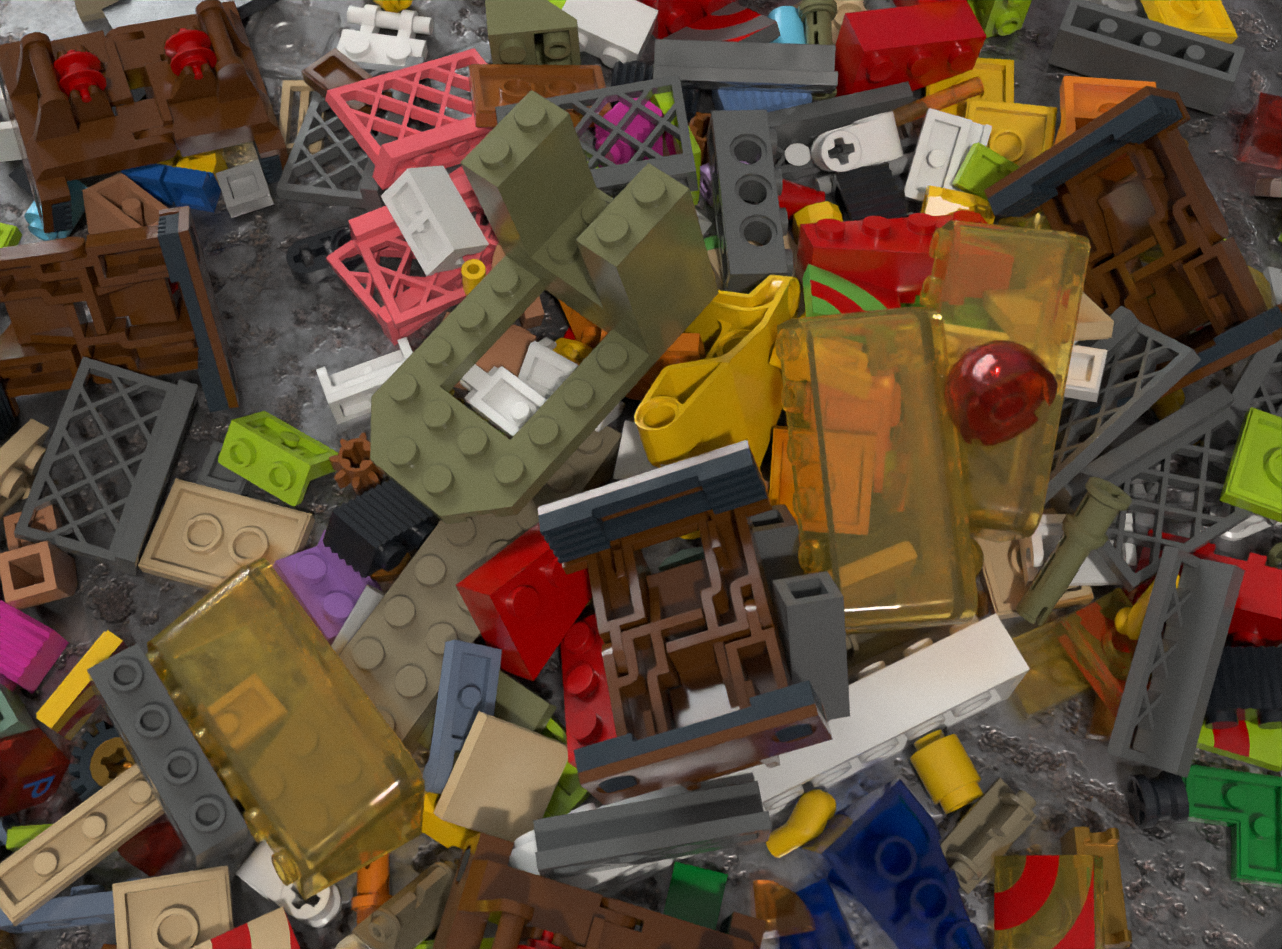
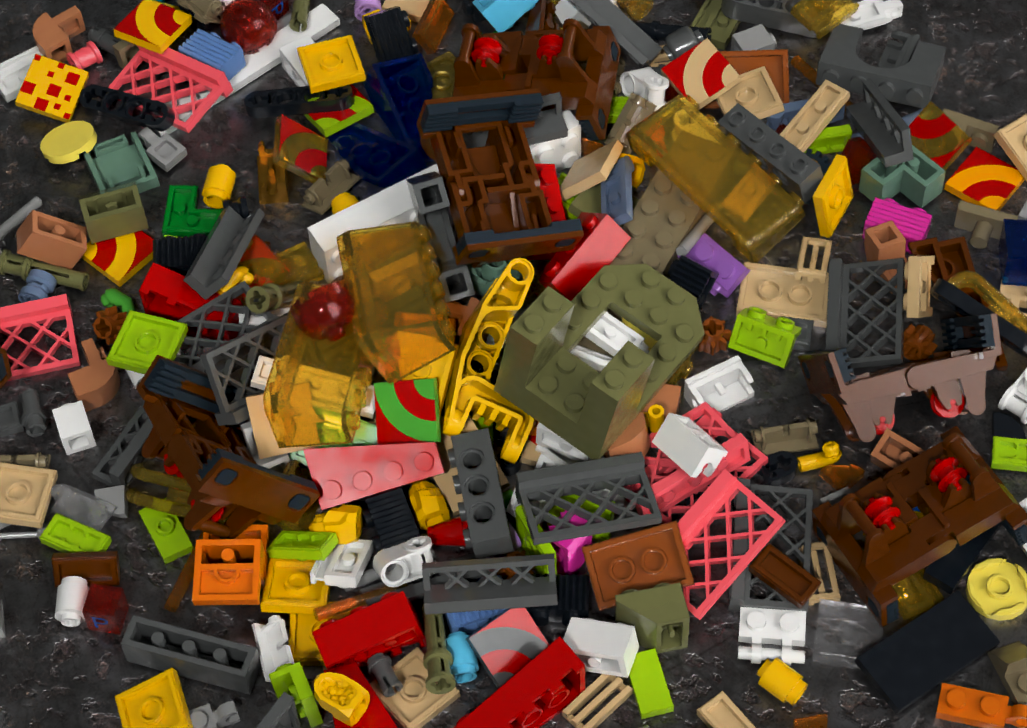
camera: 175 degrees right, 10 degrees down
(46, 408) = (918, 342): none -> dark orange gear
(144, 580) = (811, 272): none -> tan tile
(230, 242) = (841, 475): none -> clear orange tile
(250, 262) = (829, 455): none -> yellow arm
(293, 299) = (788, 437): none -> dark tan hinge
(1033, 62) = (270, 645): none -> white hinge
(1197, 865) = (218, 185): none -> yellow brick

